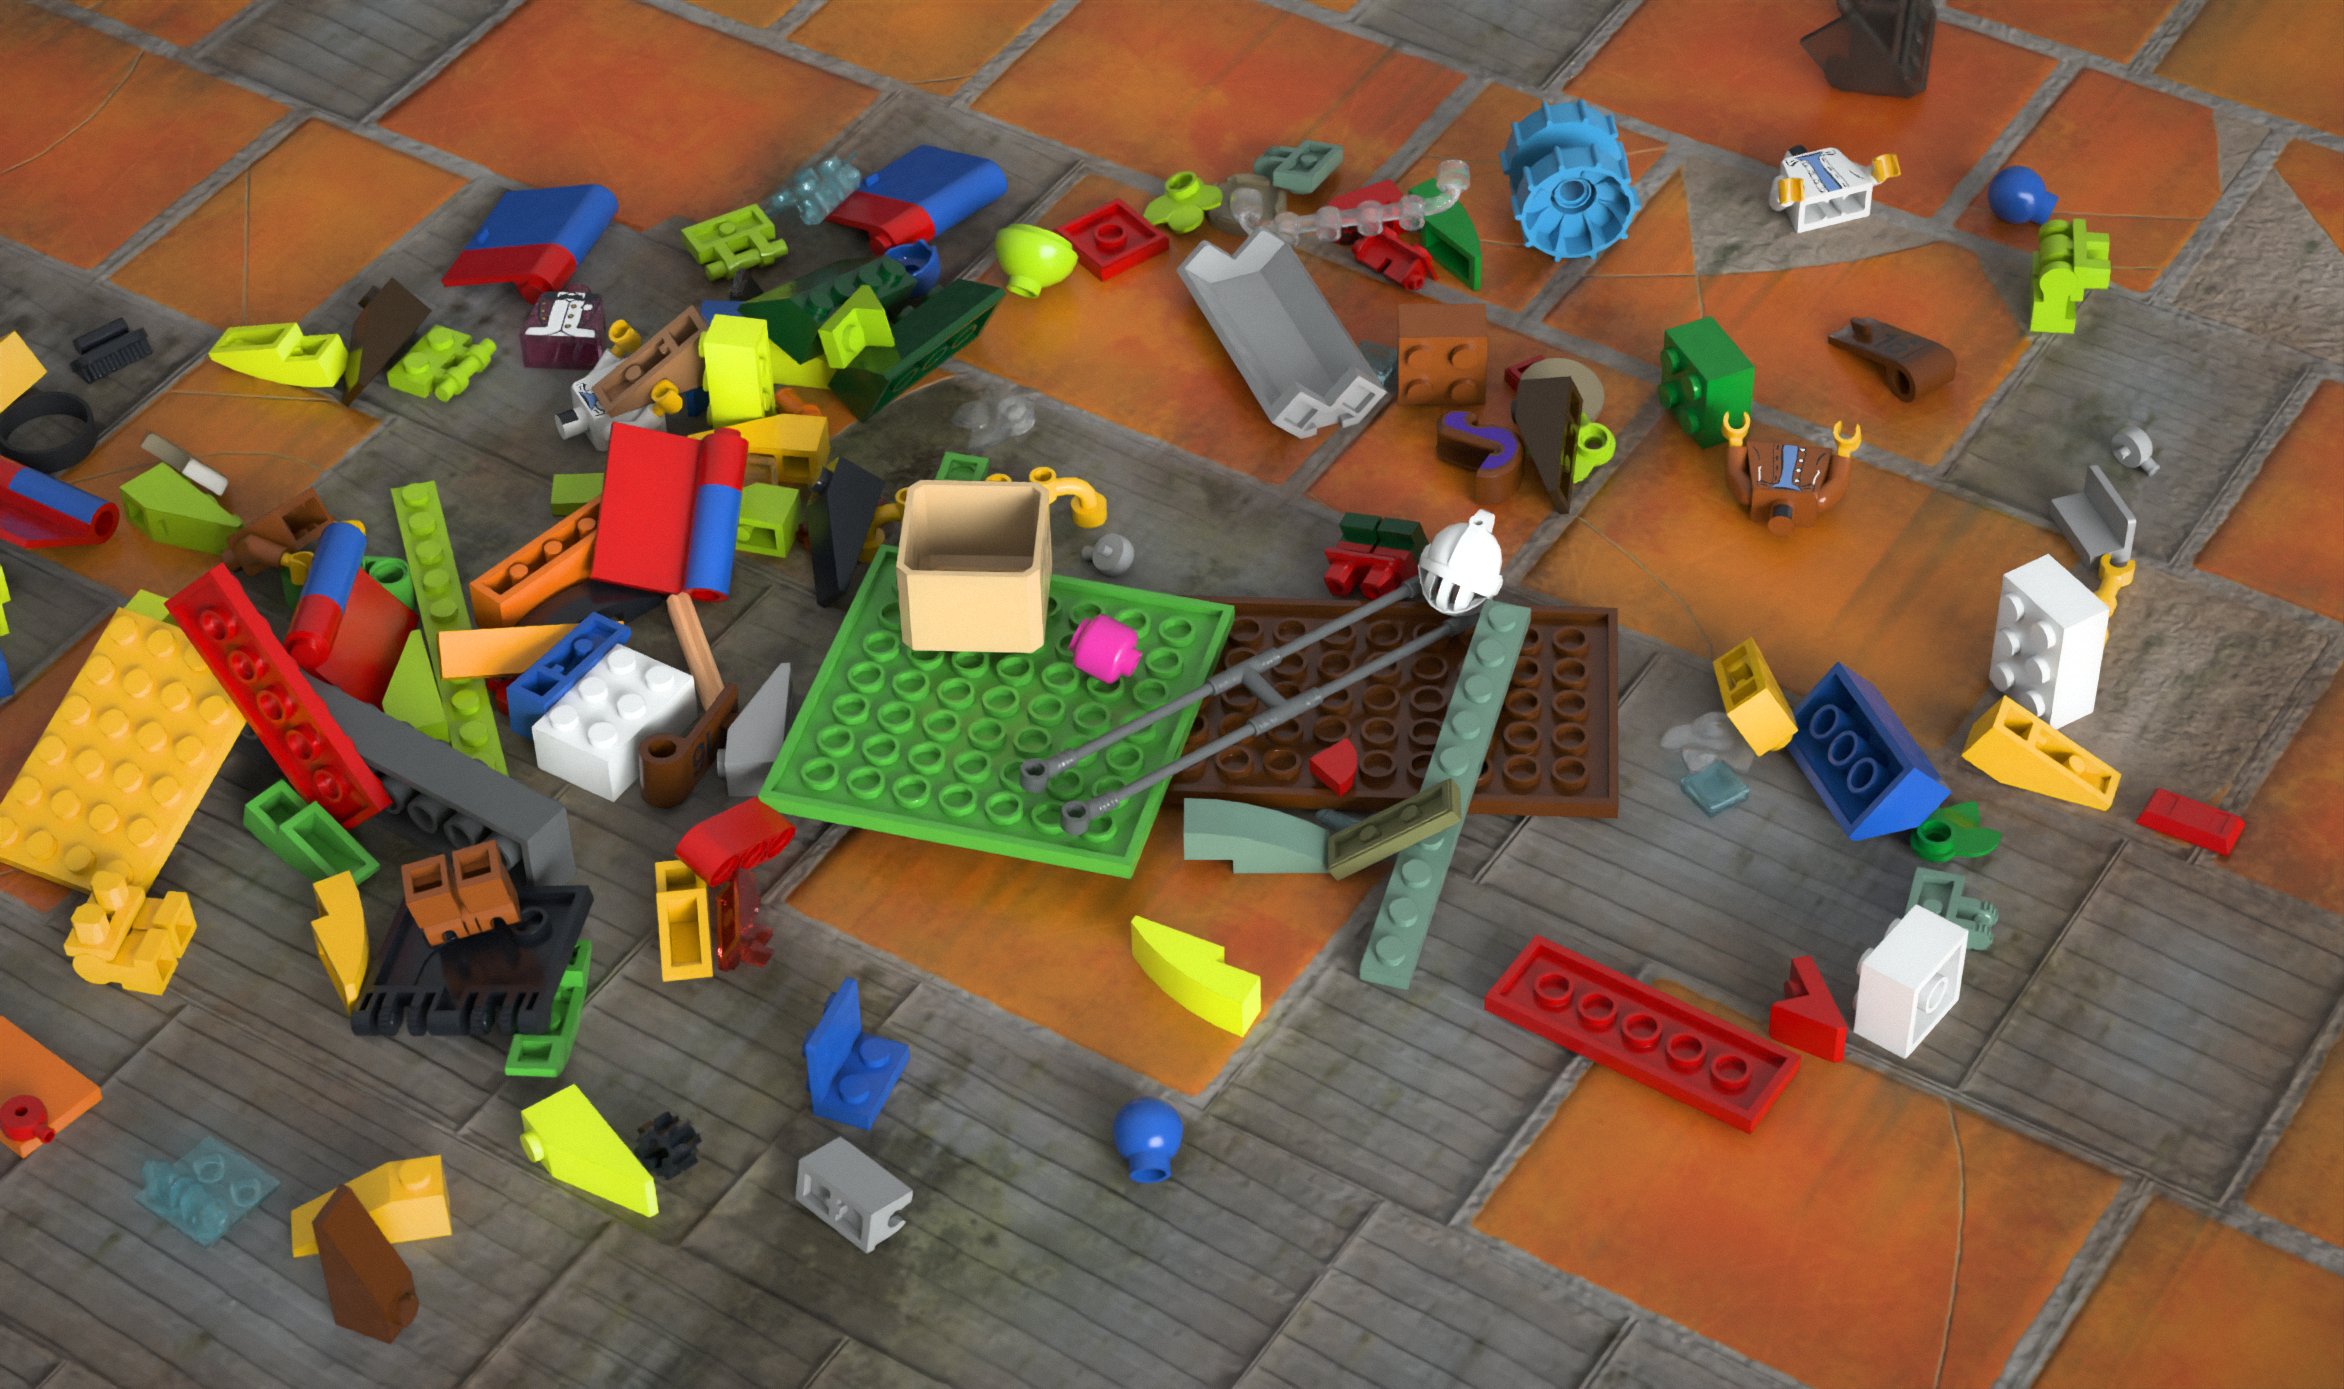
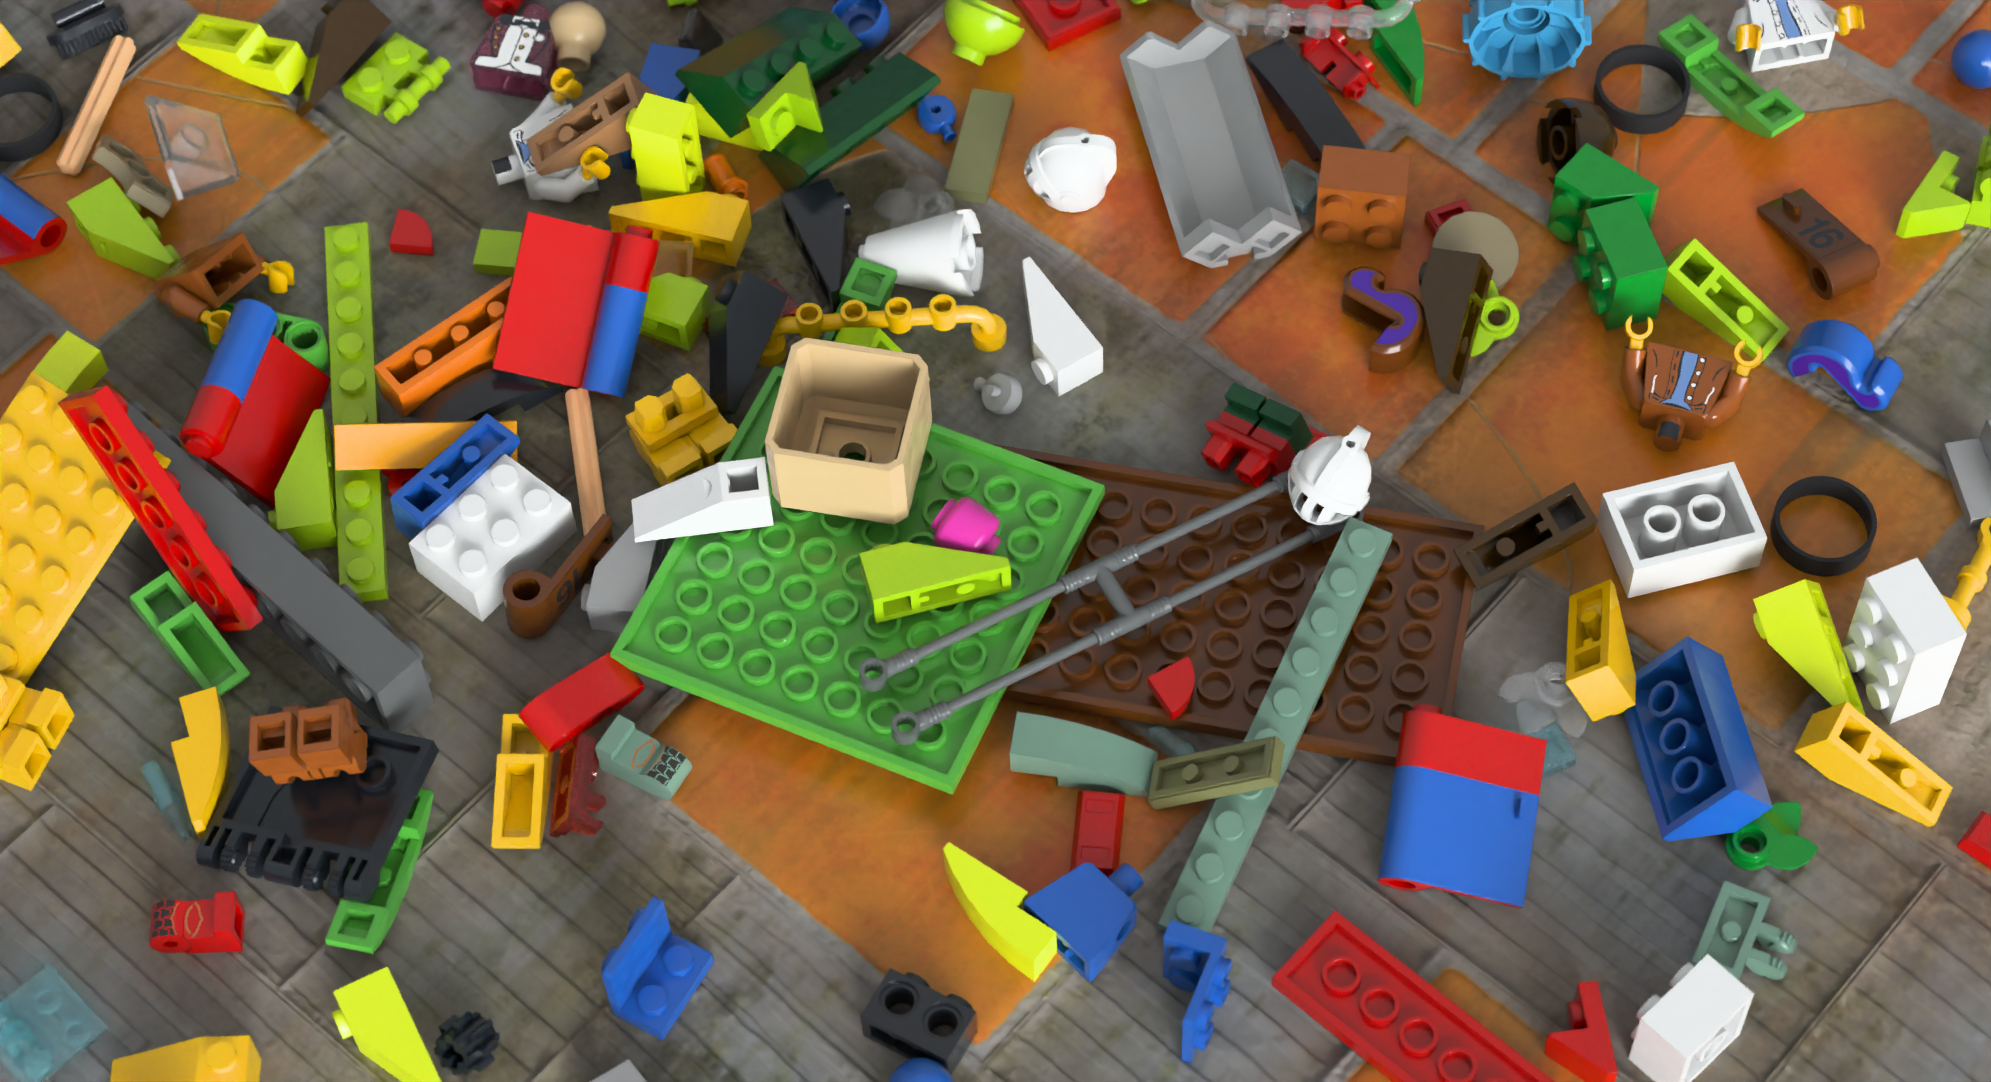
camera: 10 degrees right, 15 degrees up
(131, 415) = (96, 105): none -> light nougat axle
(237, 437) = (192, 147): none -> clear slope
(309, 983) = (167, 800): none -> clear light blue piece
(362, 1082) = (198, 925): none -> red leg
(482, 489) = (411, 235): none -> red tile
(625, 298) = (577, 34): none -> tan piece
(791, 617) = (679, 431): none -> yellow hips
(803, 891) = (641, 759): none -> sand green leg
(844, 648) = (705, 502): none -> white slope
(898, 437) = (819, 229): none -> black slope
(1001, 341) = (937, 116): none -> blue piece
(1020, 440) = (931, 253): none -> white cone
(1049, 360) = (979, 145): none -> olive tile
(1075, 690) = (921, 577): none -> lime slope
(1125, 1067) = (912, 1032): none -> black brick
(1147, 362) = (1071, 168): none -> white helmet
(1161, 503) = (1060, 342): none -> white slope
(1282, 907) = (1098, 830): none -> red tile
(1293, 966) = (1088, 914): none -> blue torso
(1359, 287) = (1301, 100): none -> black slope
(1406, 993) = (1199, 964): none -> blue bracket
(1640, 293) = (1571, 126): none -> dark brown cylinder
(1644, 834) = (1462, 808): none -> door
(1659, 309) = (1594, 181): none -> green slope
(1665, 608) = (1527, 537): none -> dark brown slope
(1695, 279) = (1649, 56): none -> black tyre
(1742, 221) = (1726, 84): none -> bright green slope
(1804, 405) = (1719, 300): none -> lime slope
(1811, 588) = (1681, 529): none -> white brick
(1942, 608) = (1830, 487): none -> black tyre
(1945, 437) = (1848, 359): none -> blue animal
(1948, 658) = (1804, 634): none -> neon yellow slope
(1999, 312) = (1933, 204): none -> lime slope

